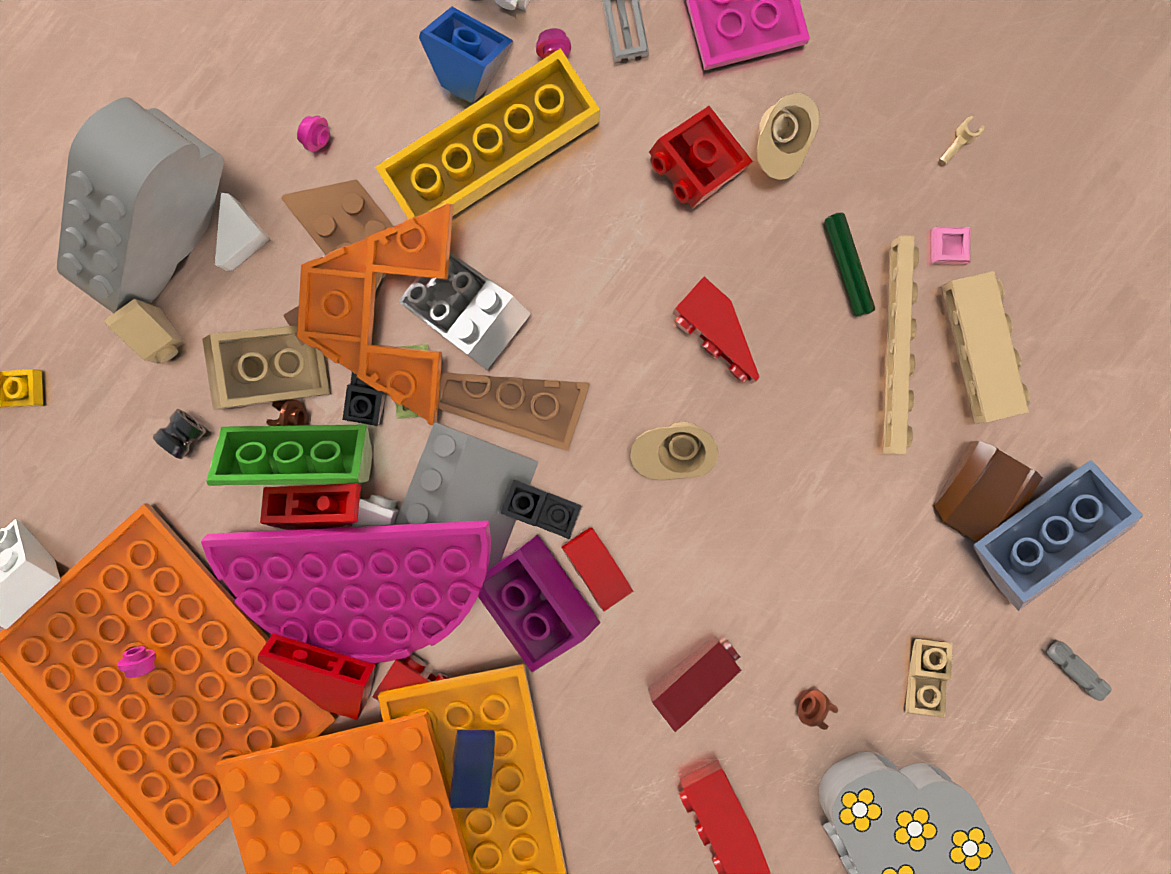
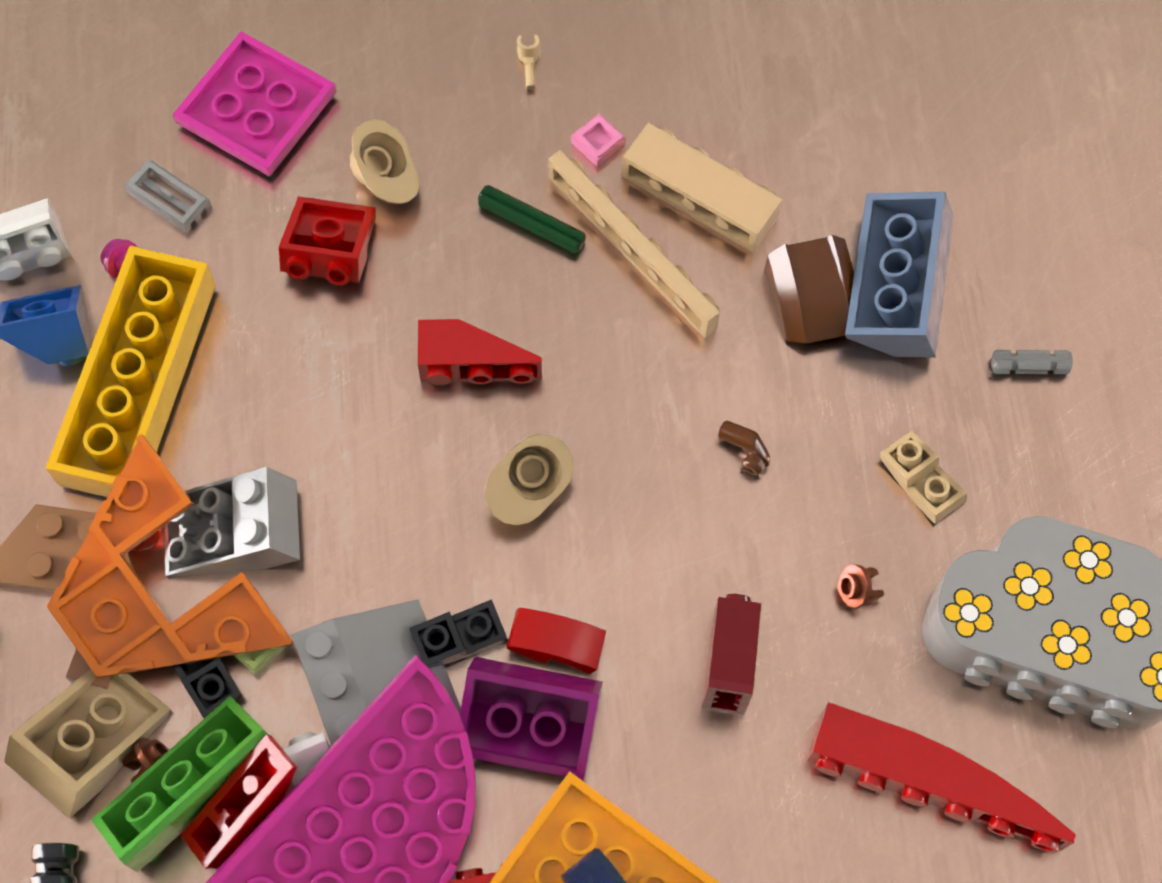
camera: 45 degrees left, 20 degrees down
(525, 407) = (364, 562): medium nougat wing -> none
(840, 554) = (750, 442): none -> reddish brown arm

